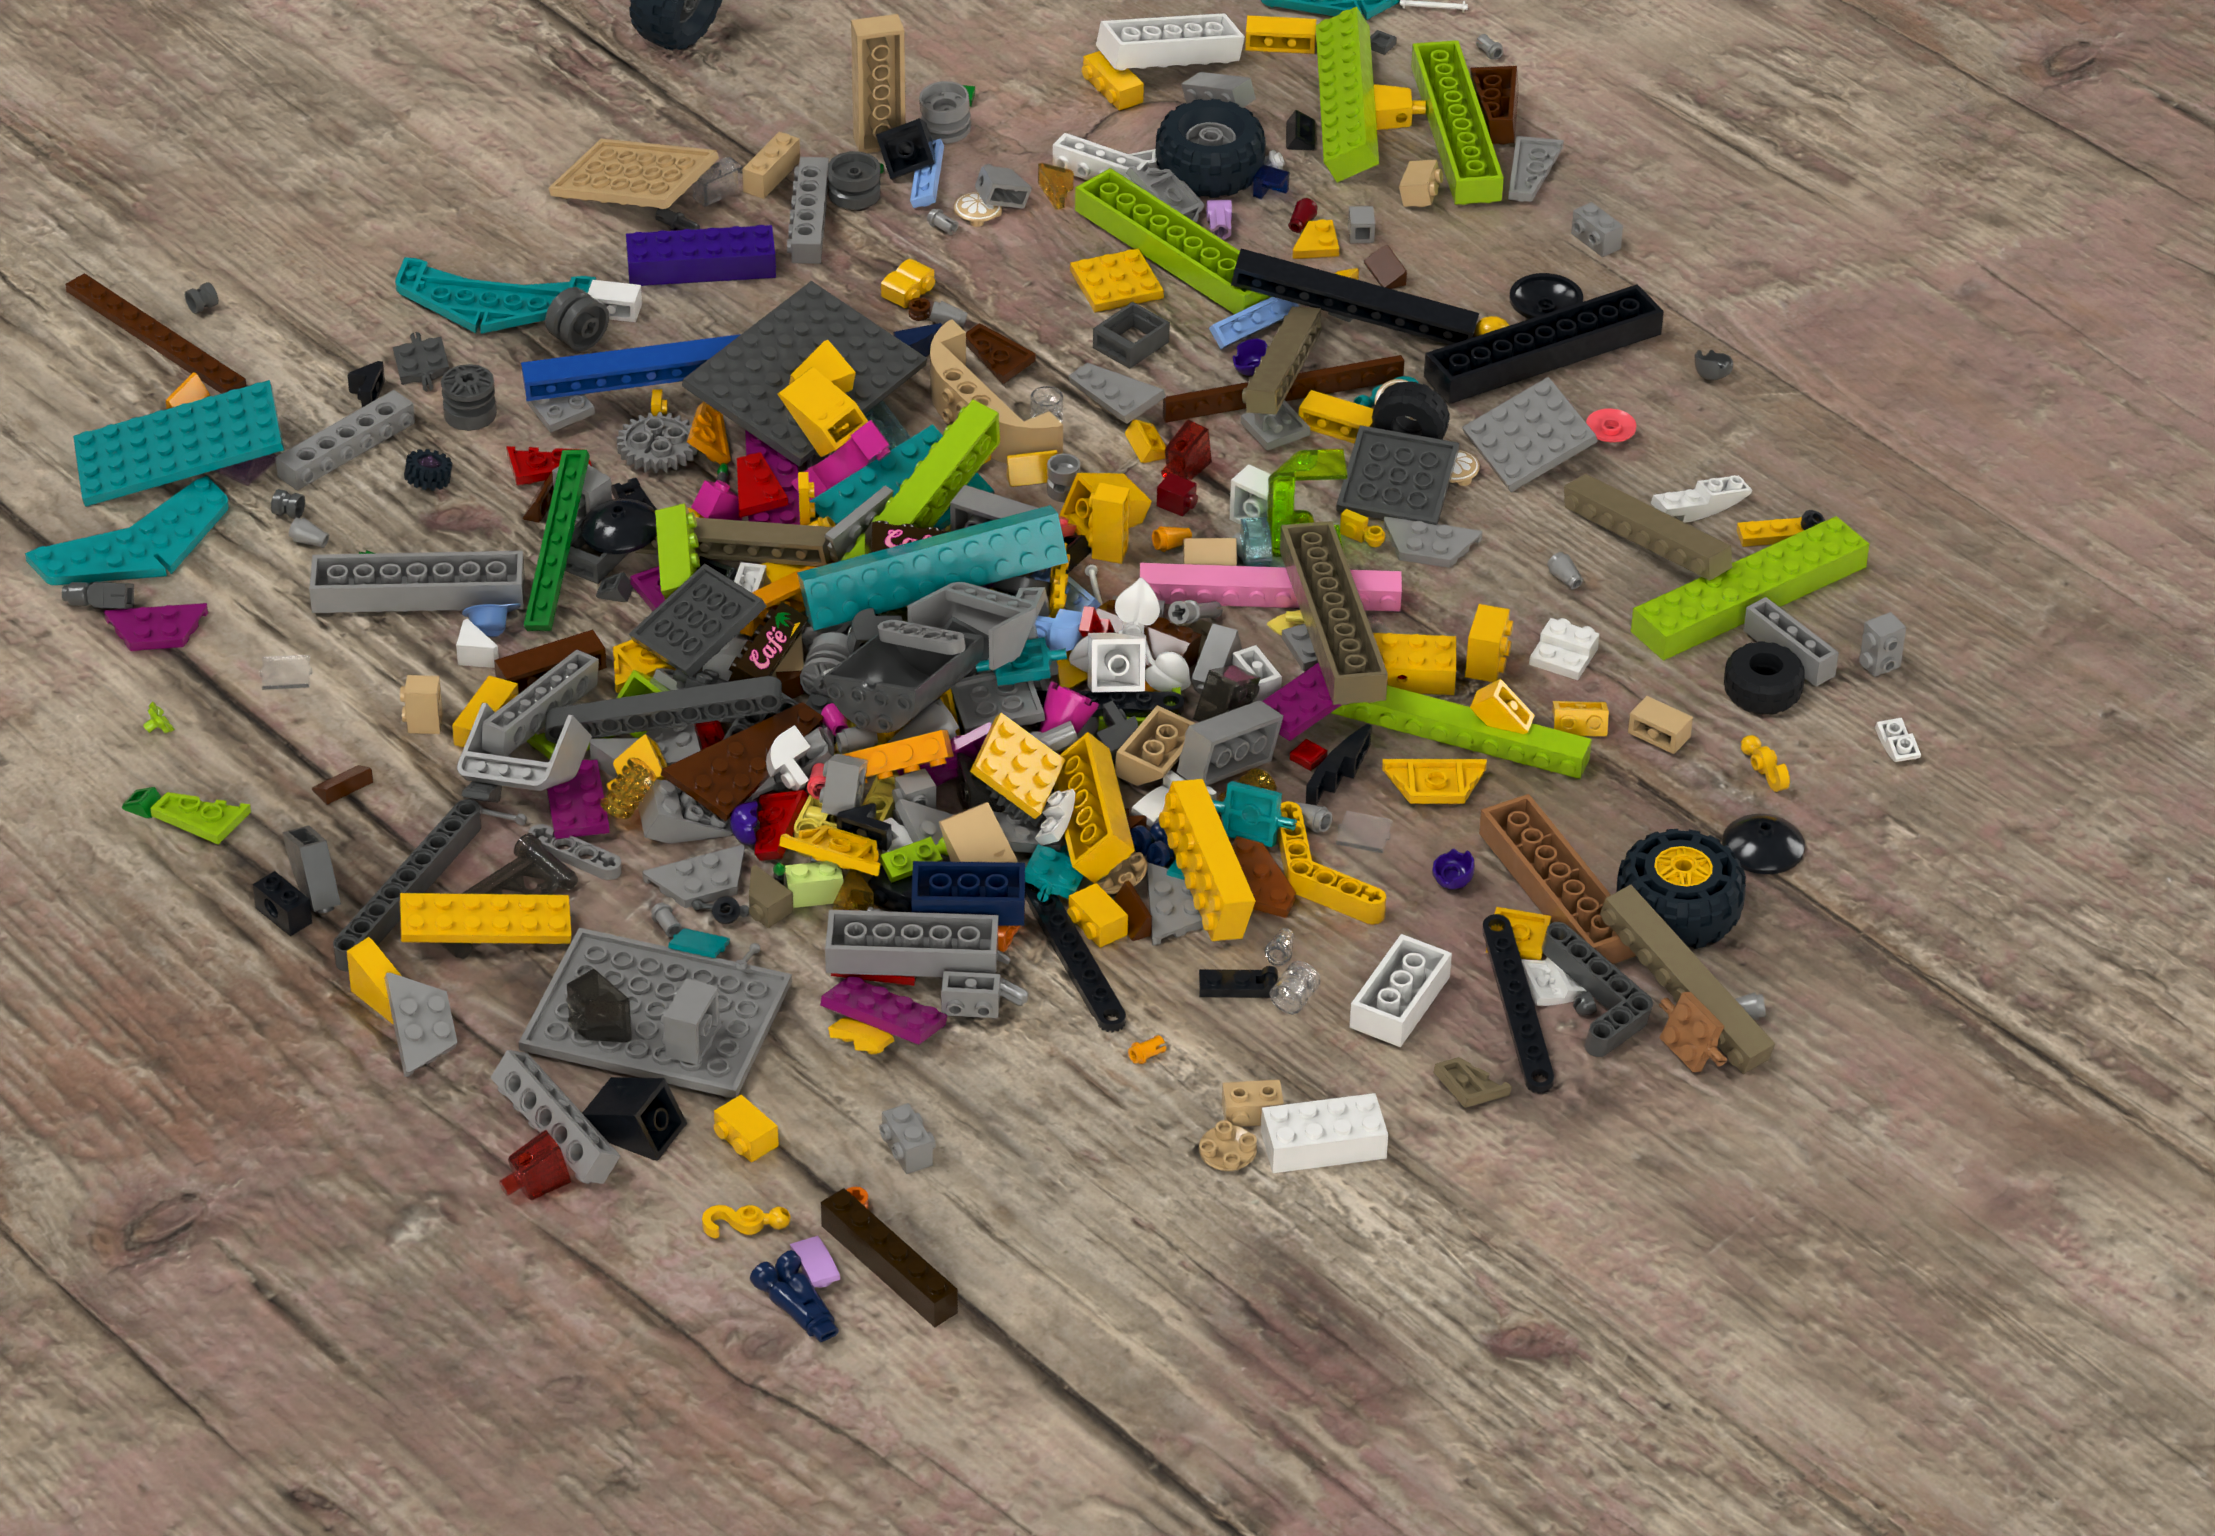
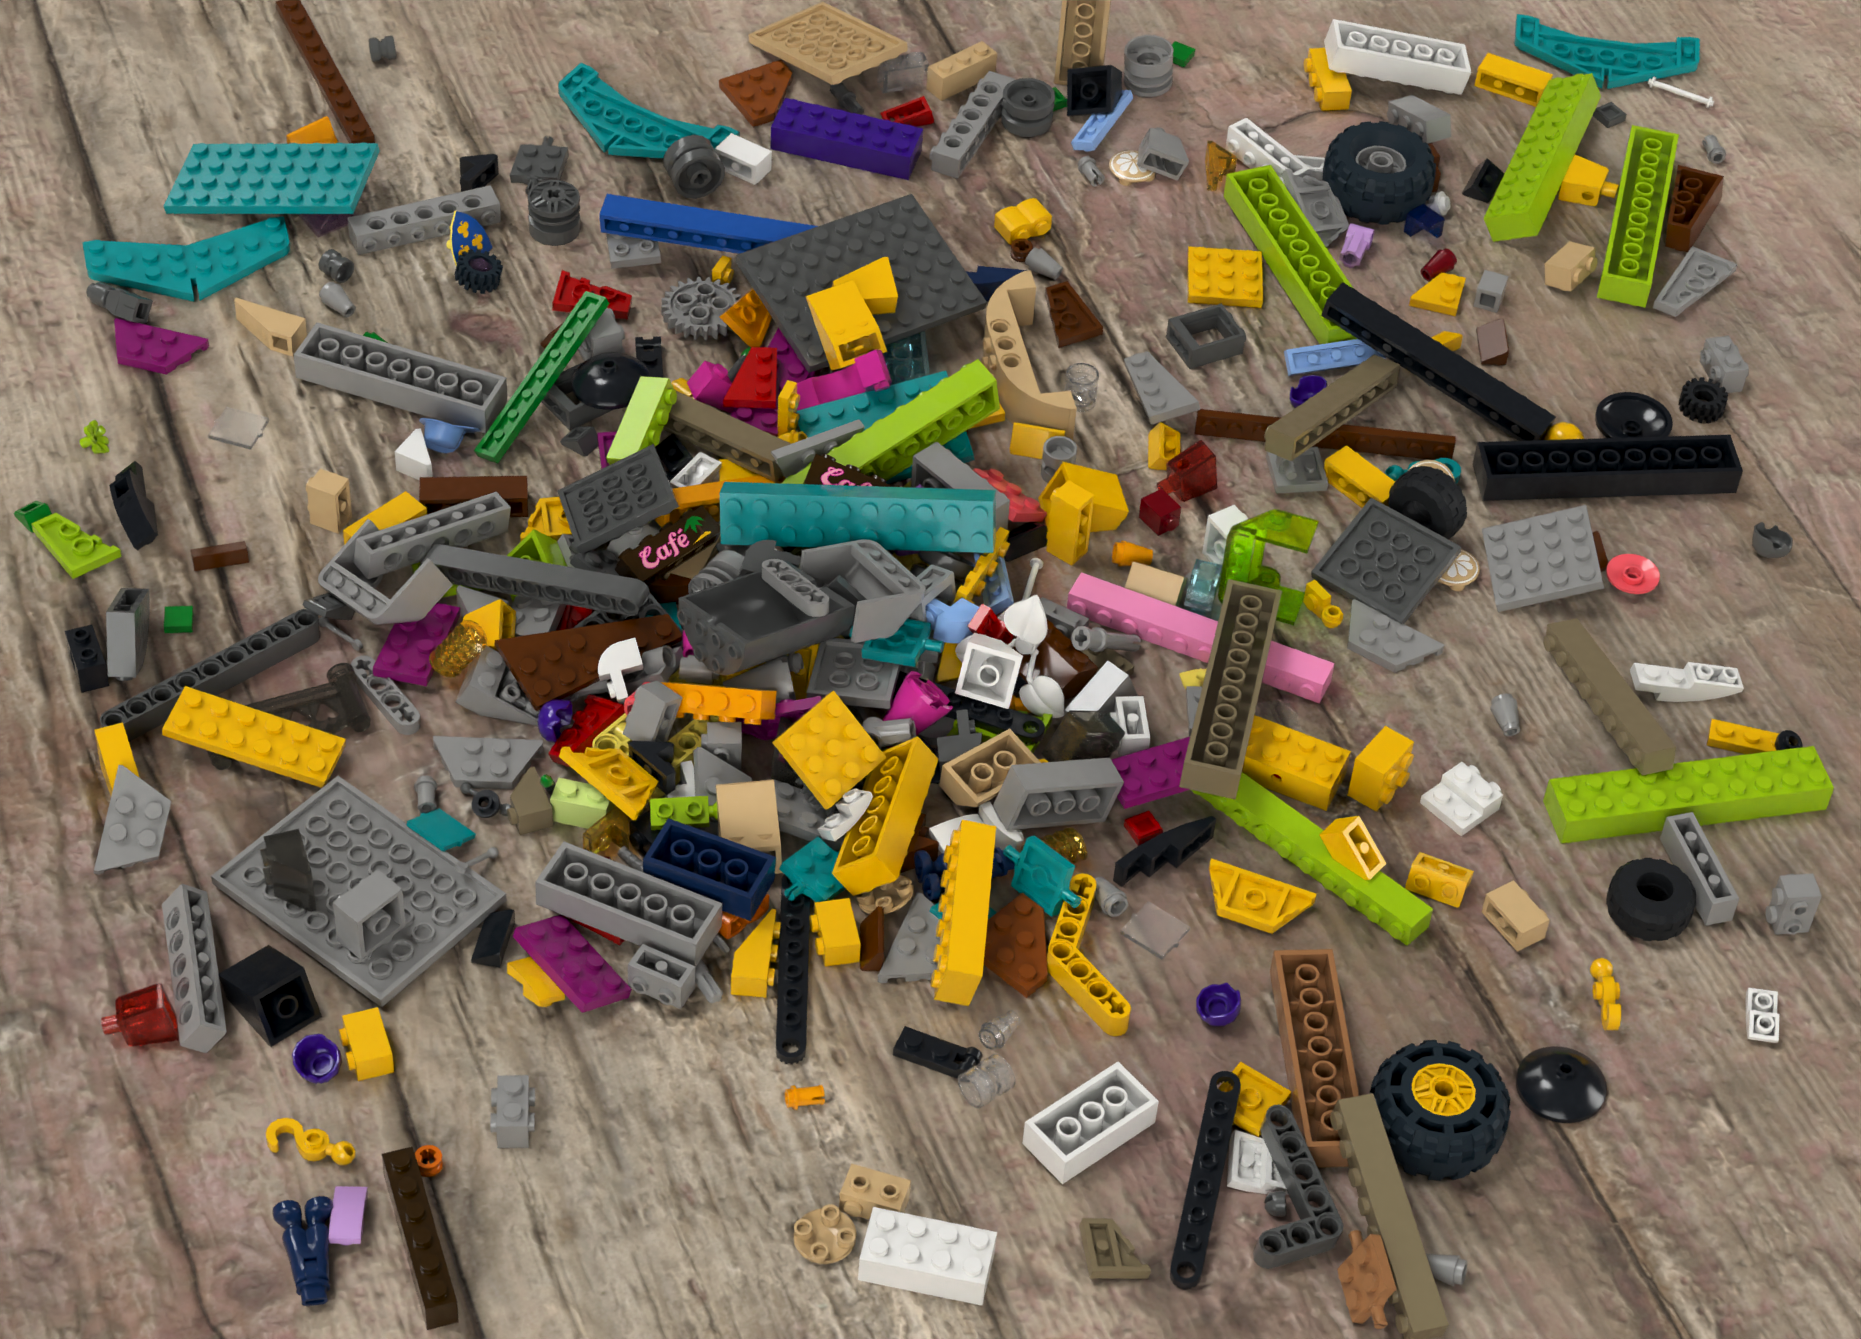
camera: 20 degrees right, 5 degrees up
(239, 763) = (133, 507): none -> black slope
(264, 575) = (274, 328): none -> tan slope
(342, 848) = (178, 619): none -> green tile
(399, 441) = (466, 235): none -> blue shield
(587, 237) = (758, 91): none -> dark orange plate
(711, 1152) = (316, 1058): none -> dark purple hair
(751, 210) = (915, 113): none -> red slope
(801, 1014) = (494, 938): none -> black slope
(1042, 963) = (753, 959): none -> yellow slope
(1593, 264) = (1705, 390): none -> black tyre

